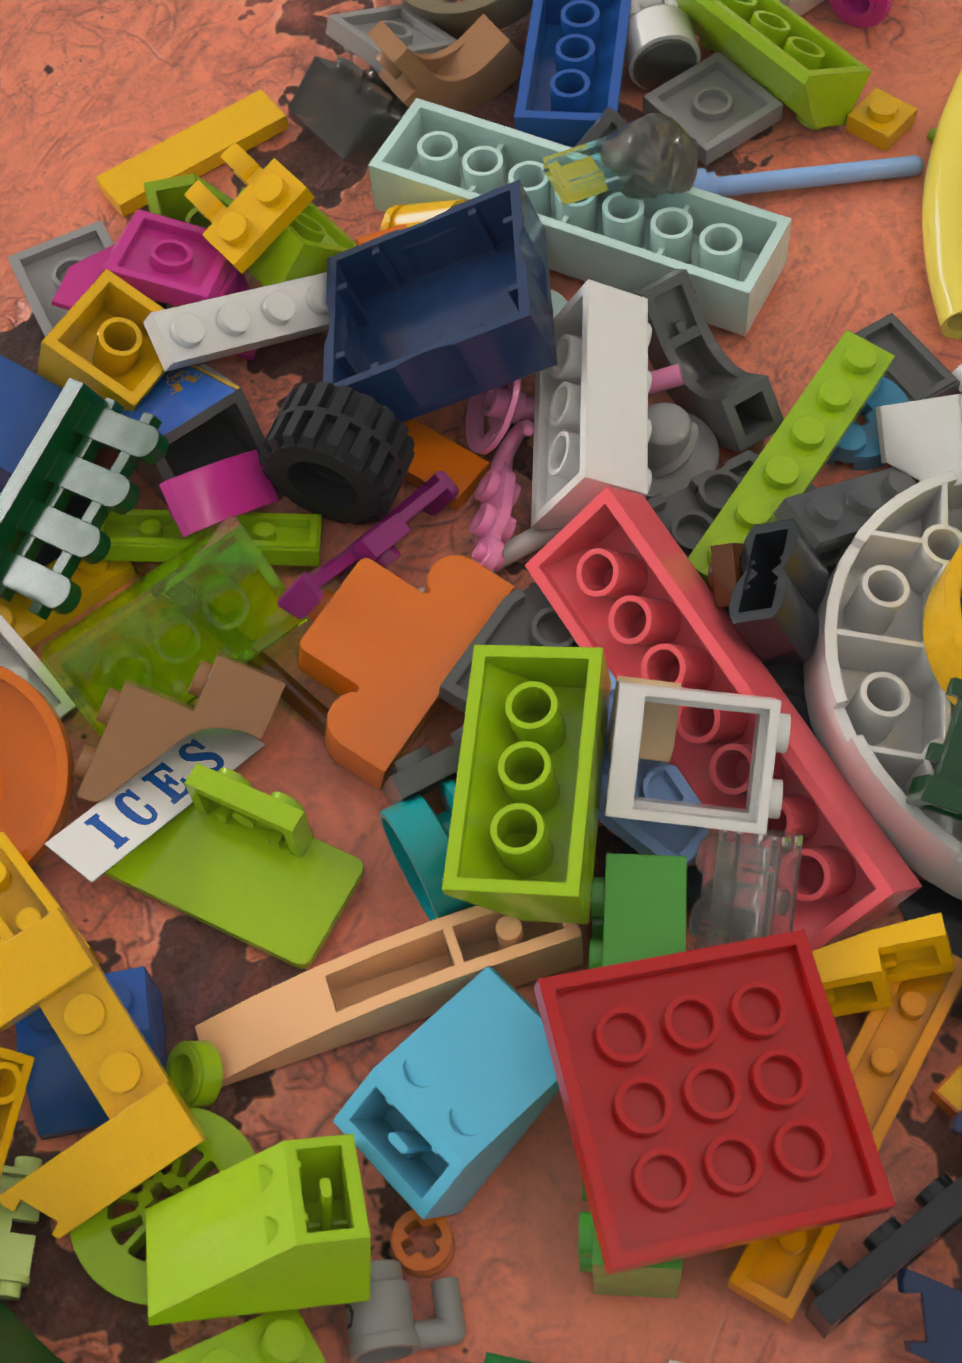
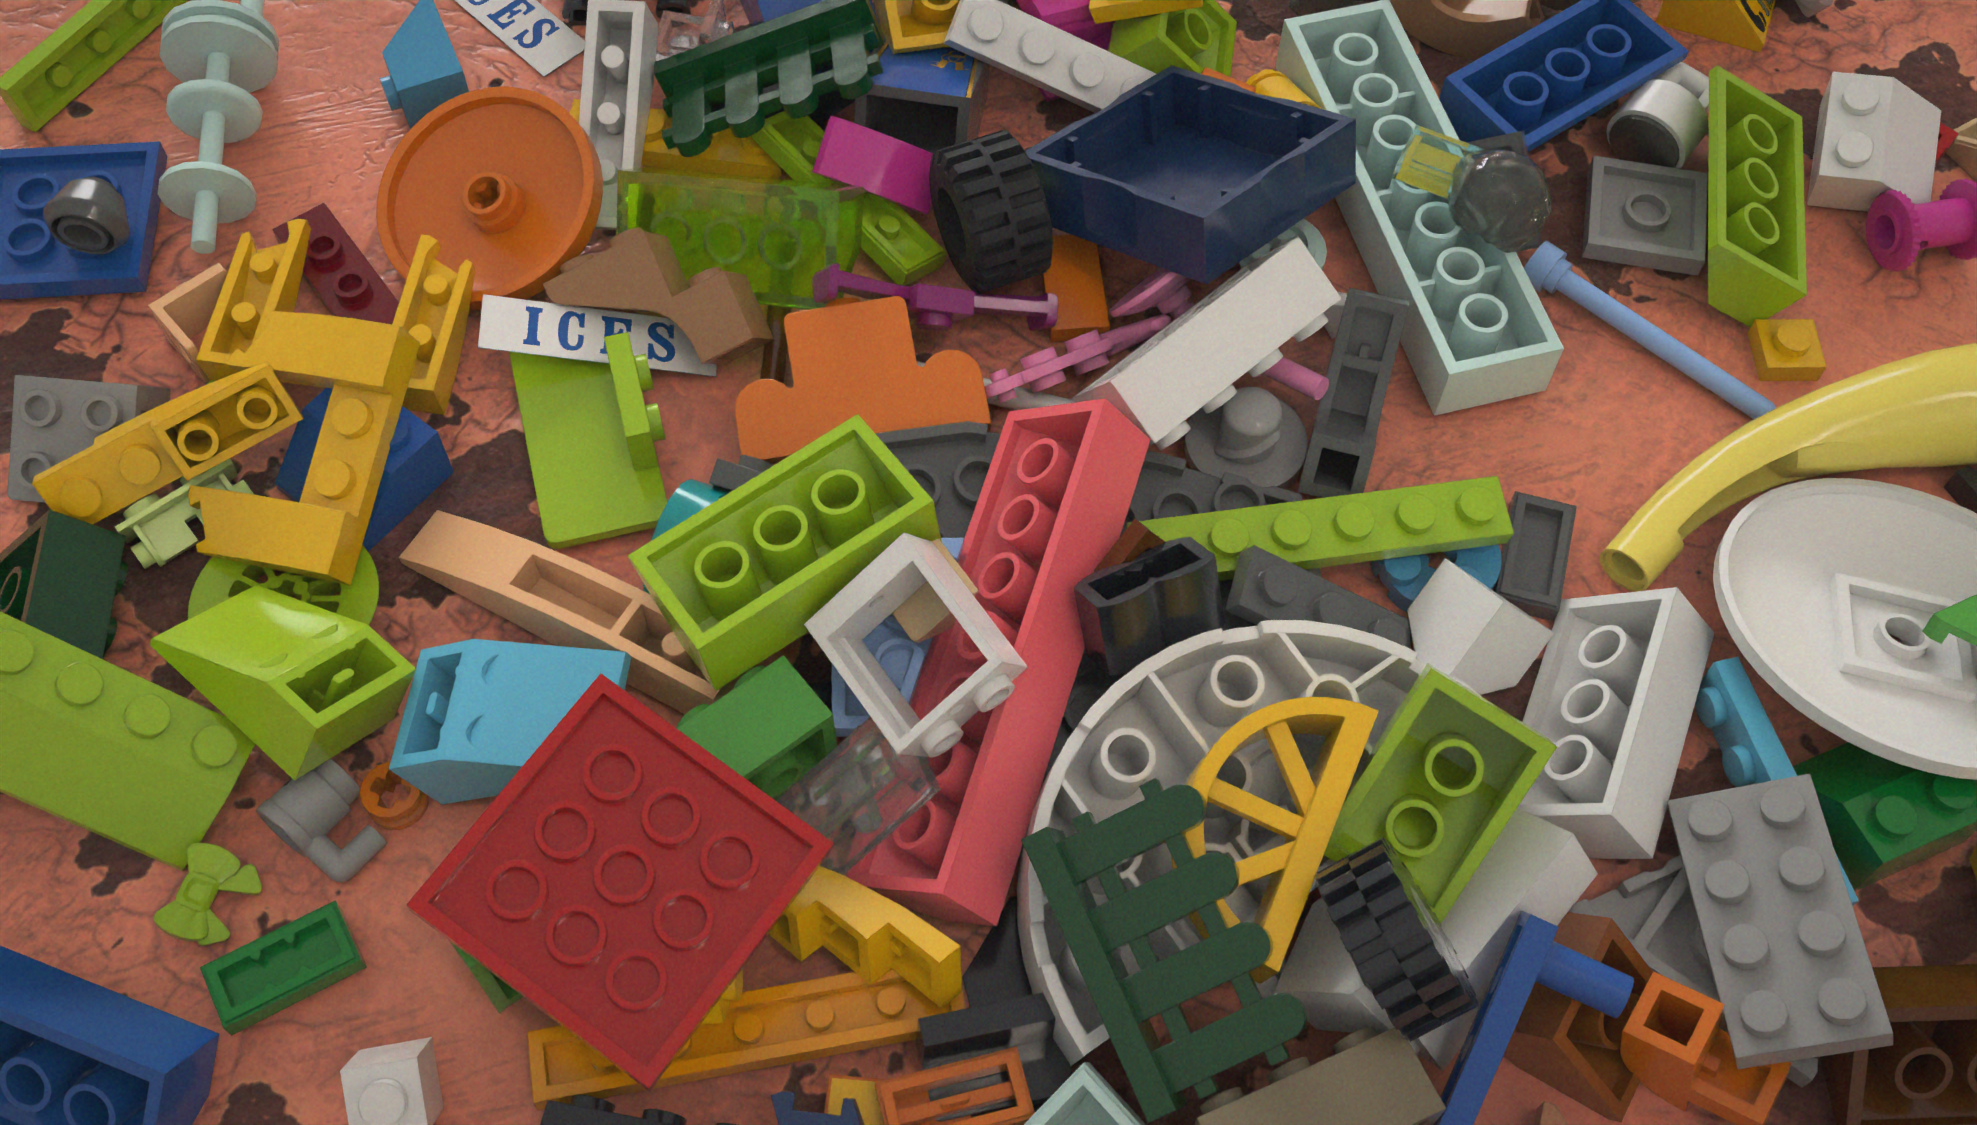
camera: 40 degrees right, 0 degrees up
(196, 1072) = (396, 538): lime tile -> none

